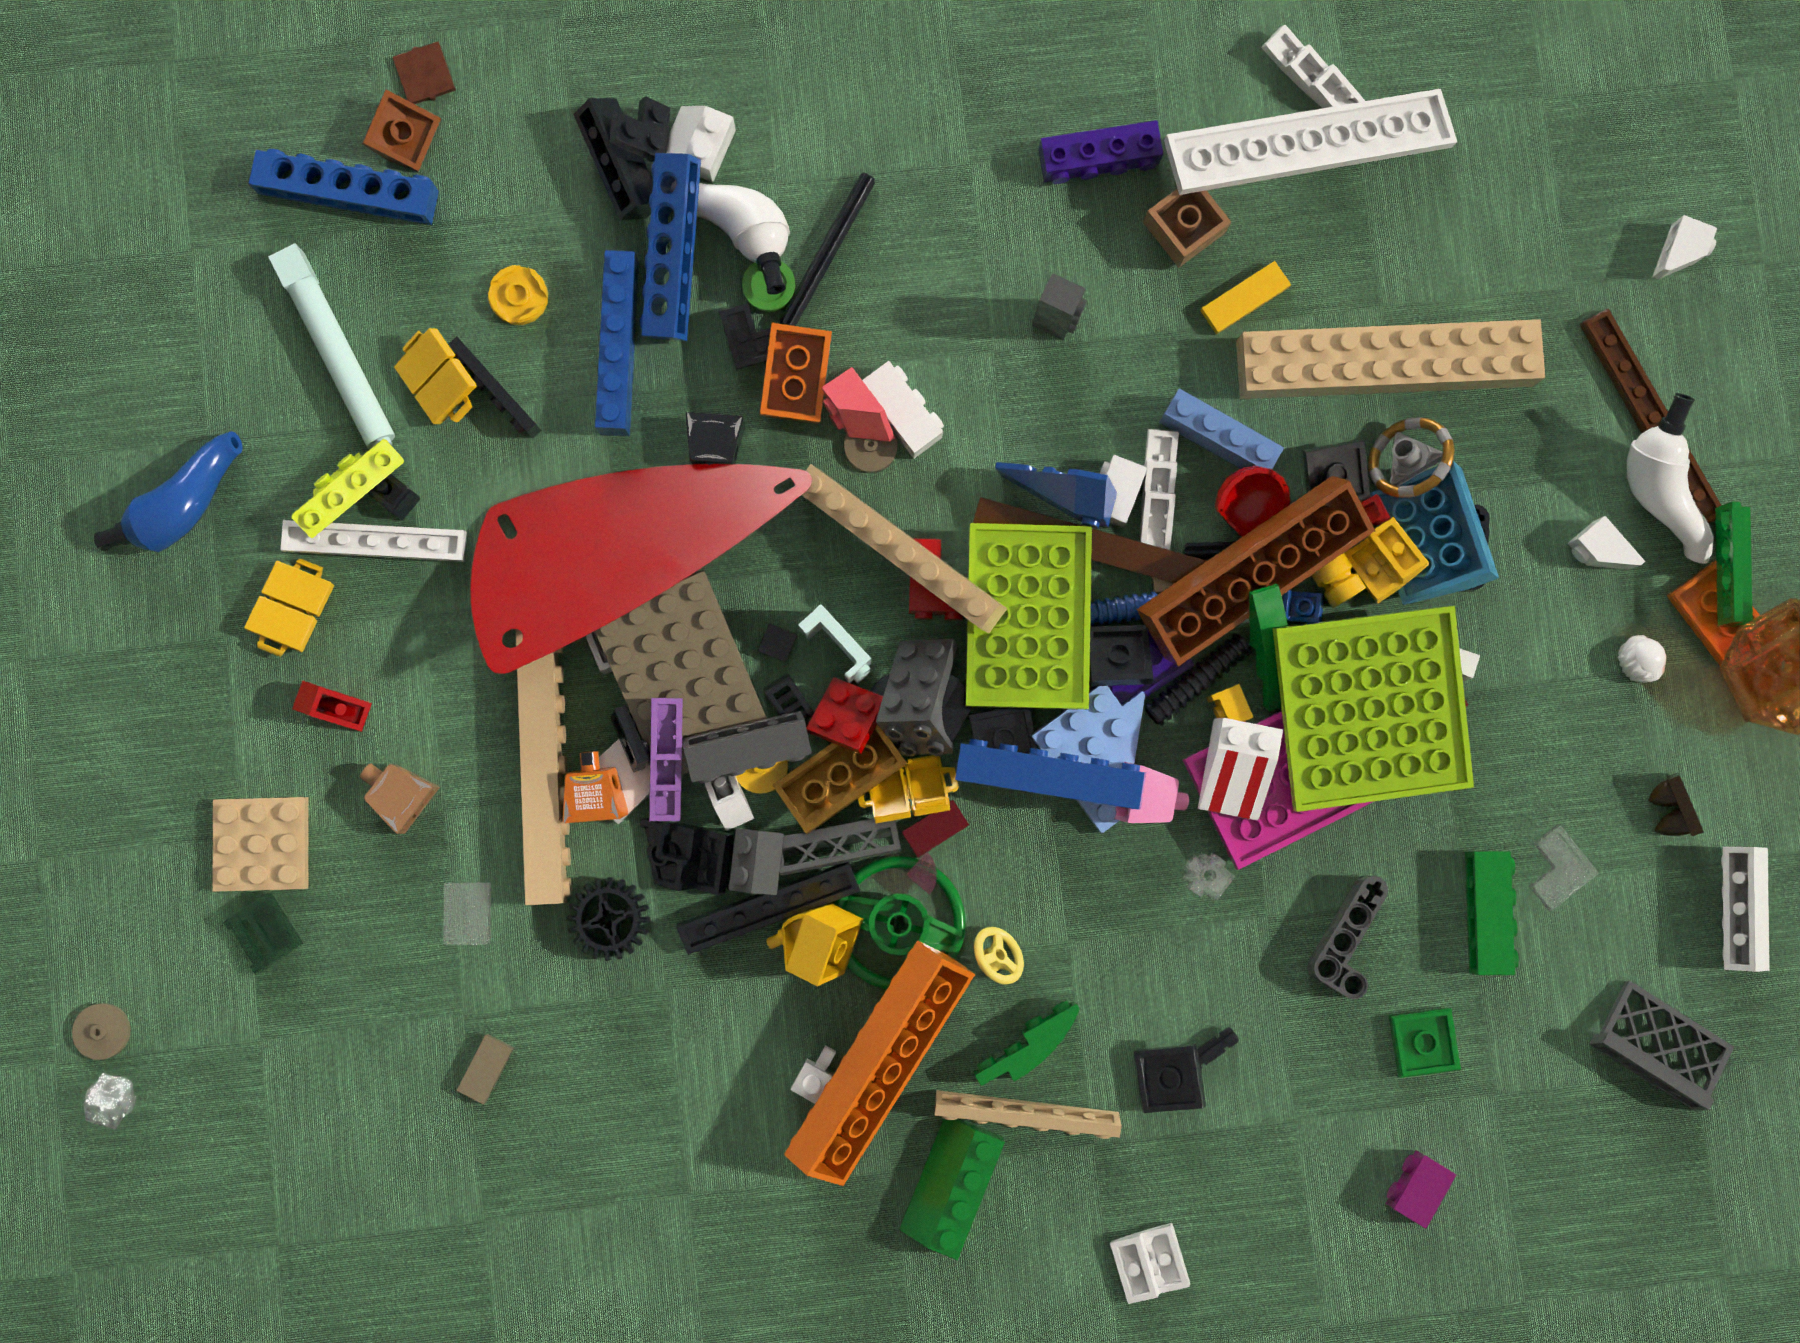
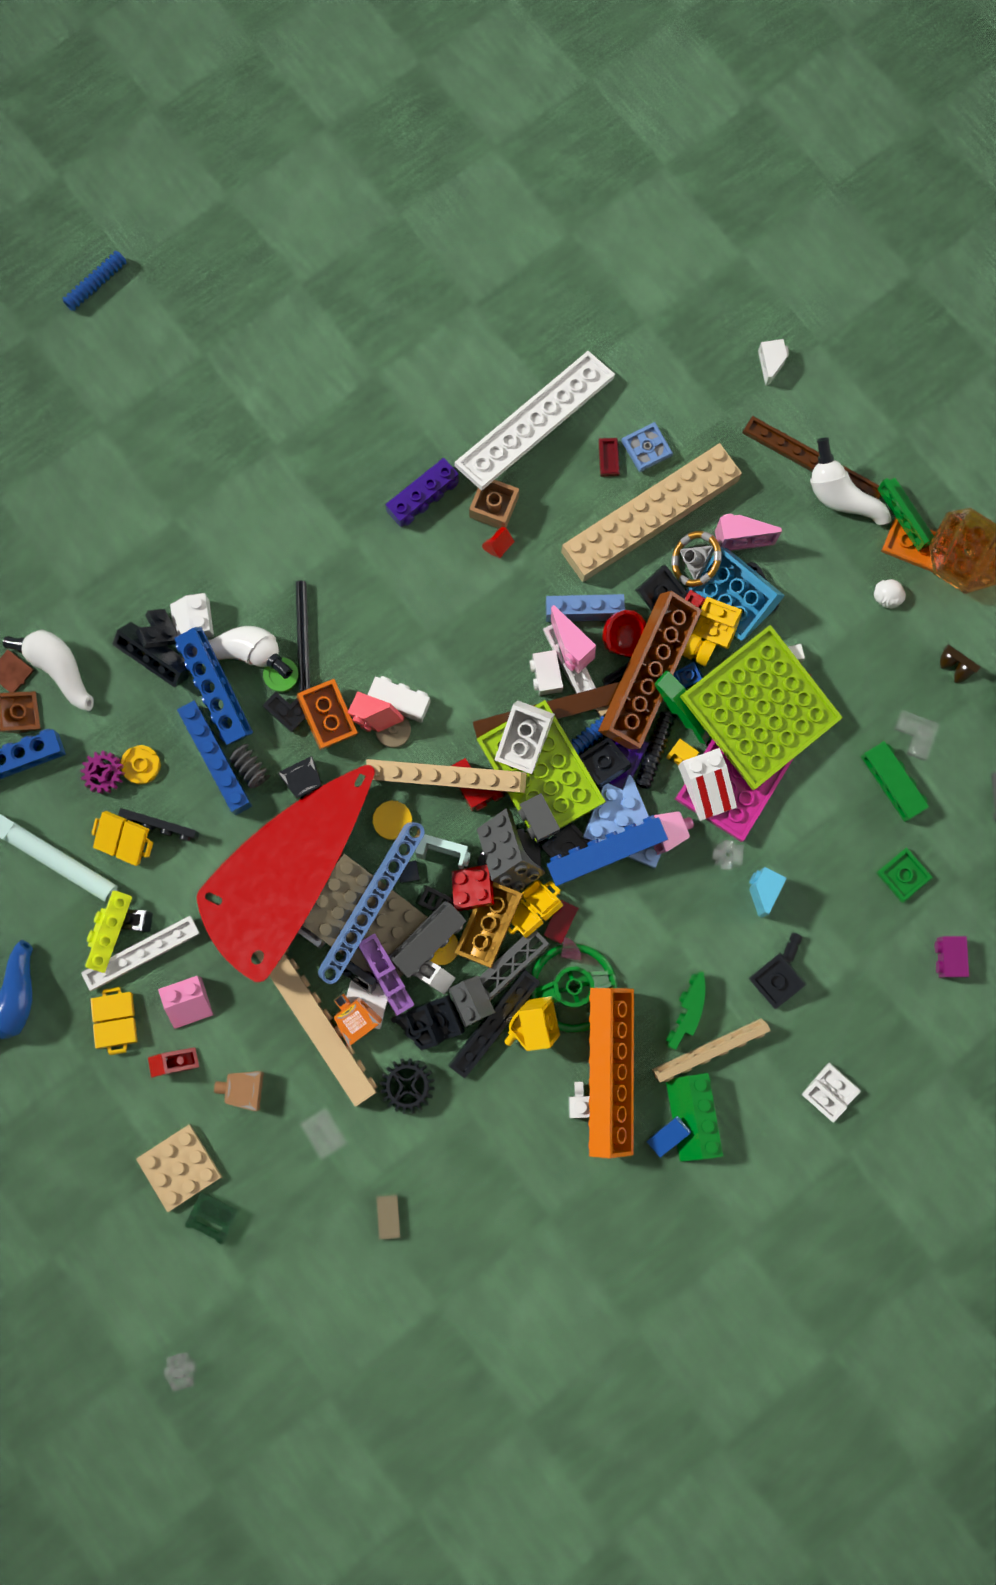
camera: 25 degrees left, 5 degrees down
(101, 1031) = (149, 1335): dark tan piece -> none
(393, 638) = (186, 1001): none -> bright pink slope
(469, 285) = (109, 776): none -> magenta gear
(489, 89) = (55, 658): none -> white animal
(653, 383) = (248, 767): none -> dark grey piece
(692, 668) = (371, 912): none -> medium blue beam
(797, 563) = (390, 819): none -> yellow tile
(903, 1190) = (668, 1136): none -> blue tile
(986, 677) = (539, 818): none -> dark grey brick
(996, 958) = (639, 972): light yellow piece -> none
(1033, 558) = (524, 736): none -> white slope
(1059, 307) = (453, 590): dark grey brick -> none
(1078, 493) = (527, 686): blue wedge -> none
(1160, 279) = (498, 543): none -> red tile
(1175, 477) = (573, 643): none -> bright pink slope
(1228, 951) = (765, 889): none -> medium azure slope
(1245, 297) = (551, 525): yellow tile -> none
(1309, 71) = (510, 382): white slope -> none
(1353, 934) = (827, 838): dark grey beam -> none
(1379, 250) = (608, 457): none -> dark red tile
(1438, 267) = (647, 447): none -> medium blue piece
(1498, 461) = (742, 532): none -> bright pink slope
(1604, 547) = (831, 545): white slope -> none

